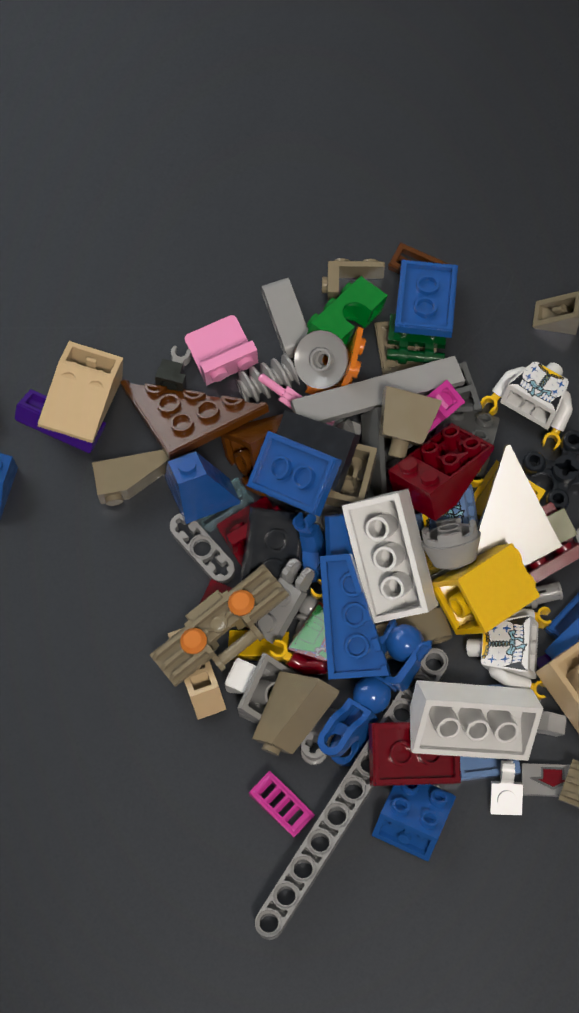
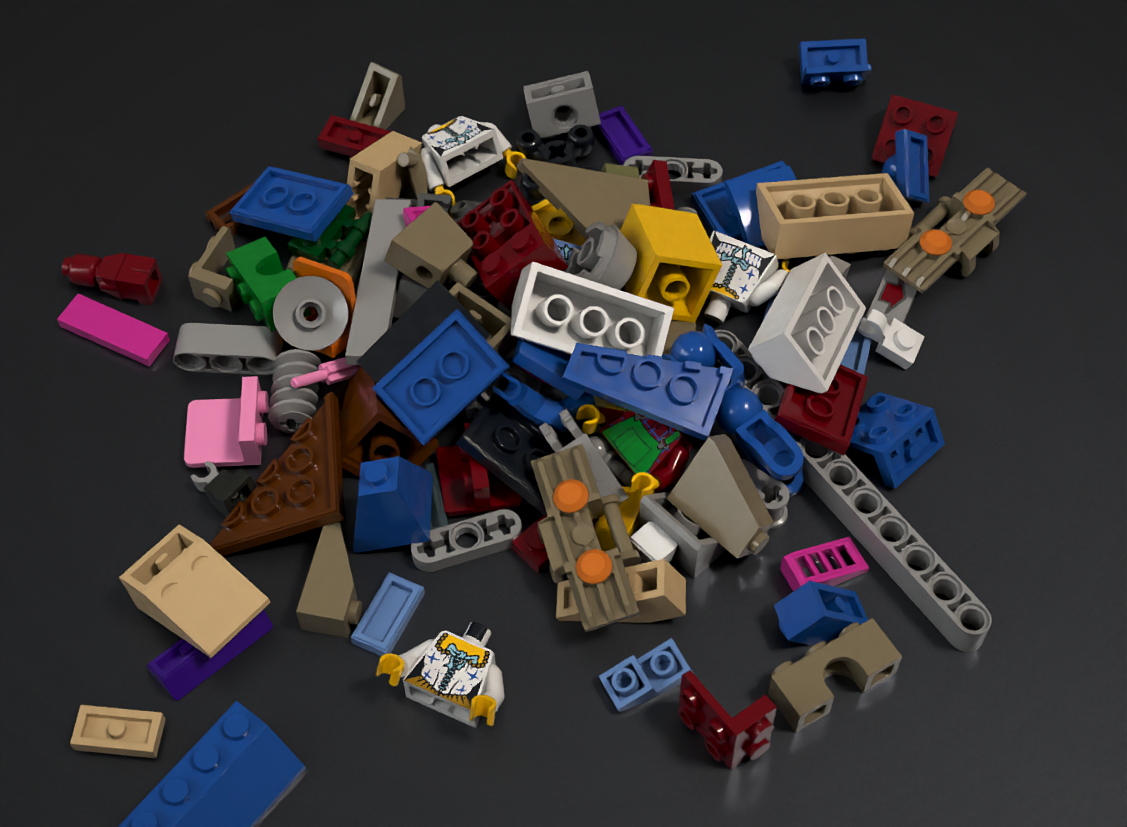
camera: 70 degrees left, 15 degrees down
(91, 583) = (451, 675): none -> torso
(108, 774) = (726, 737): none -> dark red bracket
(125, 522) = (387, 615): none -> medium blue tile
(146, 711) = (646, 677): none -> medium blue slope
(173, 819) = (858, 652): none -> dark tan arch
(237, 815) = (818, 612): none -> blue slope
(273, 234) = (113, 329): none -> dark pink tile
(315, 211) = (116, 274): none -> dark red piece
(488, 348) = (376, 172): none -> tan slope
(501, 369) = (416, 170): none -> dark tan bar
(519, 314) = (348, 136): none -> dark red plate

